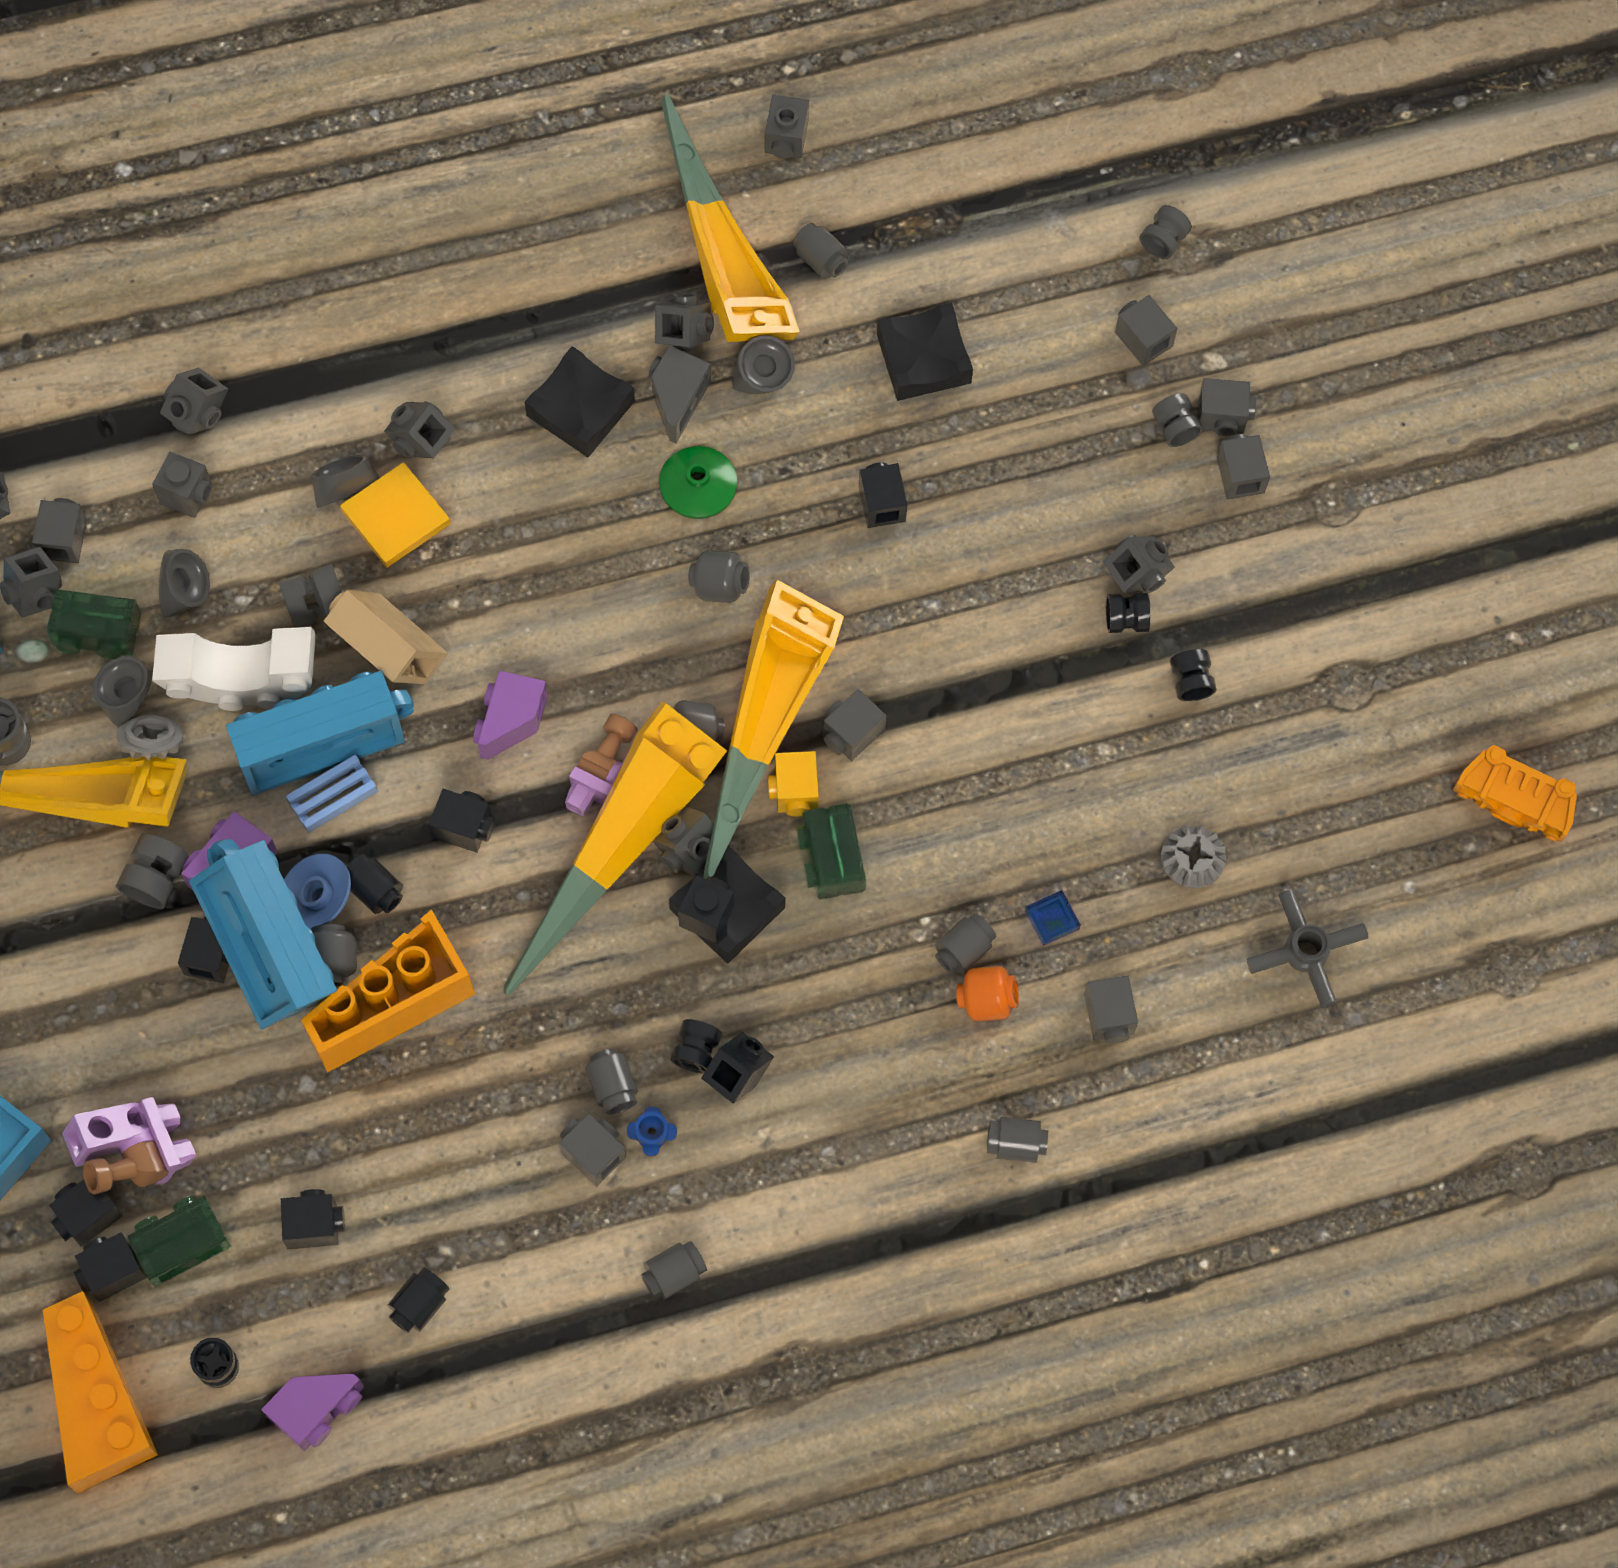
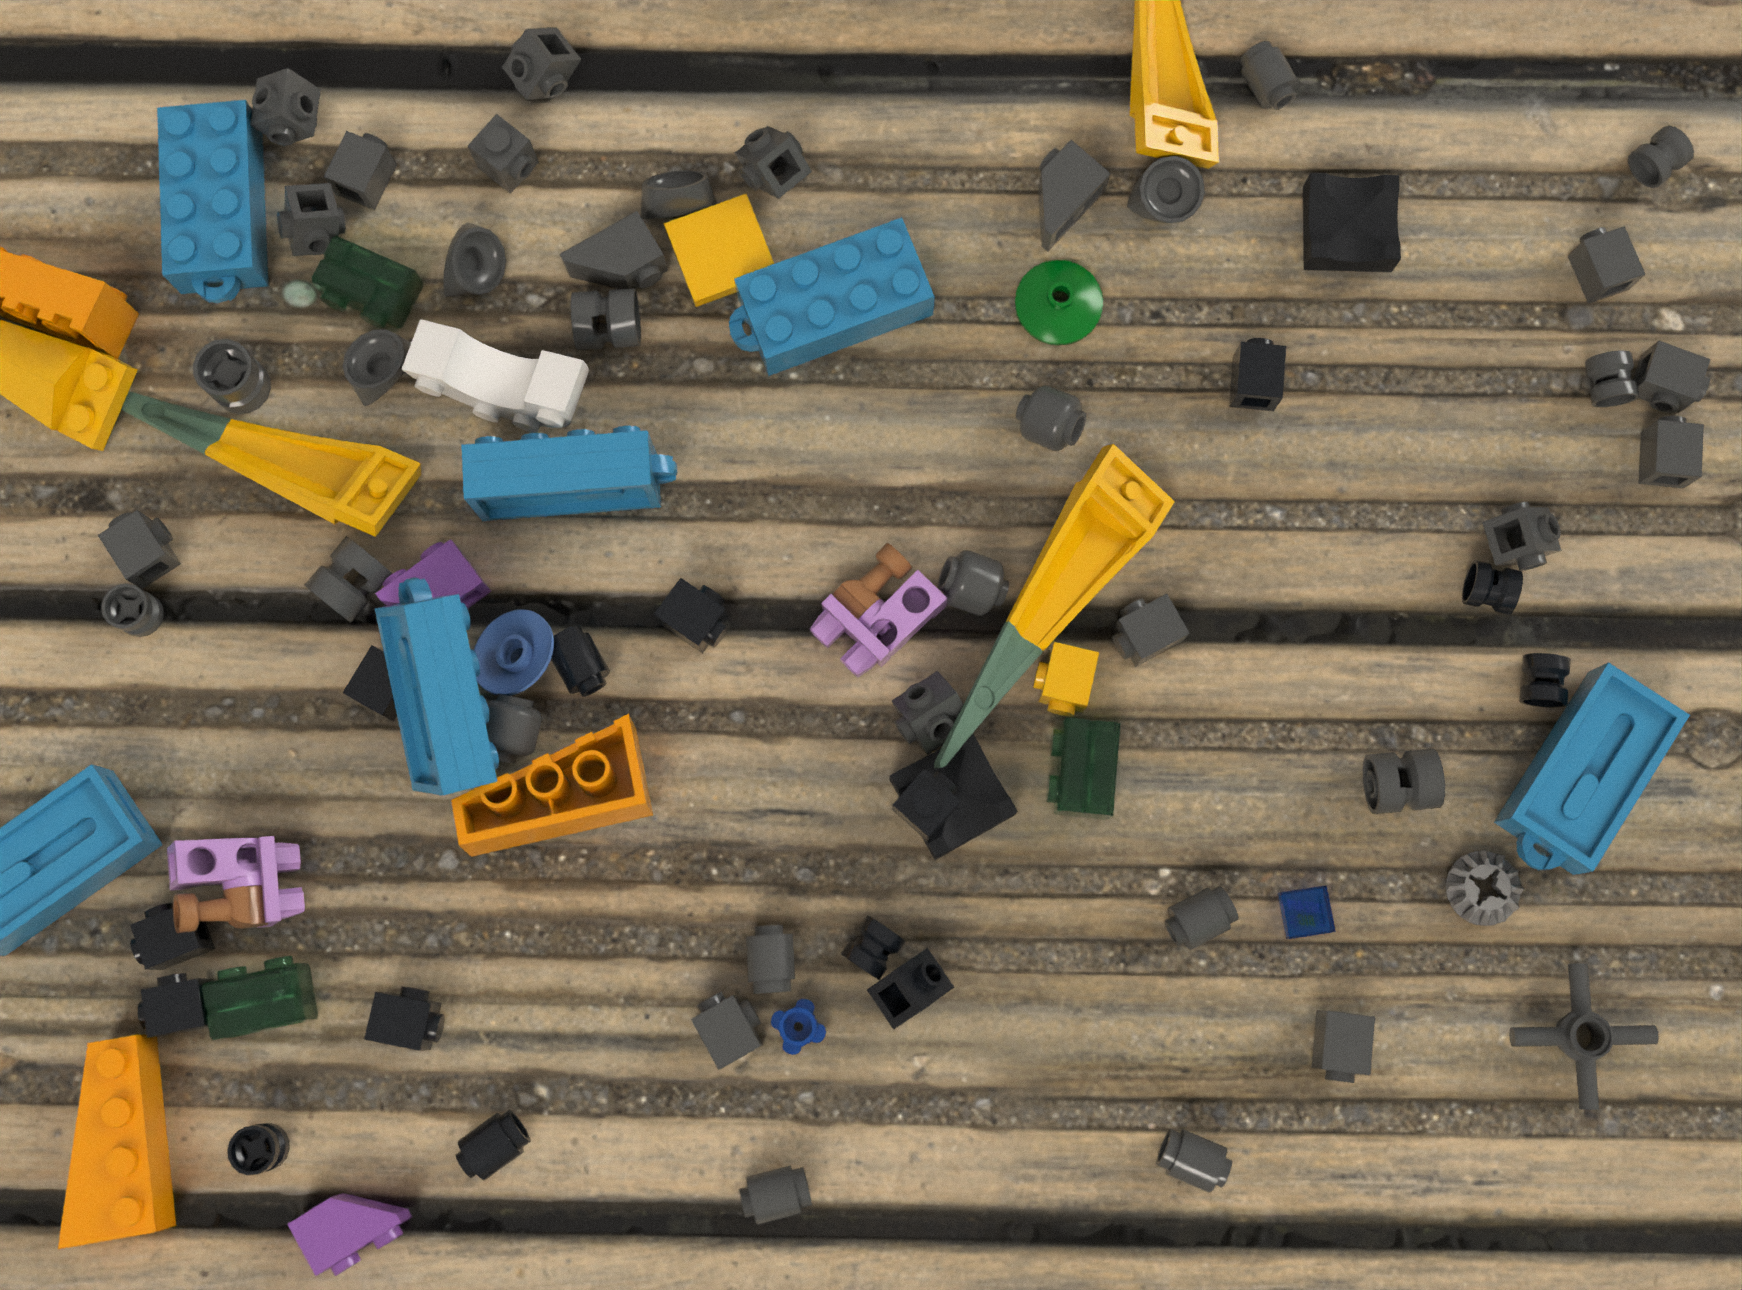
camera: 20 degrees right, 10 degrees up
(161, 735) = (402, 419): light grey gear -> none
(307, 543) = (618, 256): none -> dark grey slope
(324, 780) = (560, 527): light blue tile -> none
(385, 636) = (666, 388): tan brick -> none
(503, 528) = (832, 297): none -> dark azure piece
(512, 713) = (783, 510): medium lavender slope -> none
(580, 402) = (955, 177): black brick -> none
(654, 784) = (908, 642): yellow plate -> none
(683, 322) = (1094, 117): dark grey brick -> none
(988, 993) = (1210, 983): orange head -> none
(1113, 785) = (1409, 780): none -> dark grey wheel
(1248, 735) = (1590, 771): none -> dark azure piece

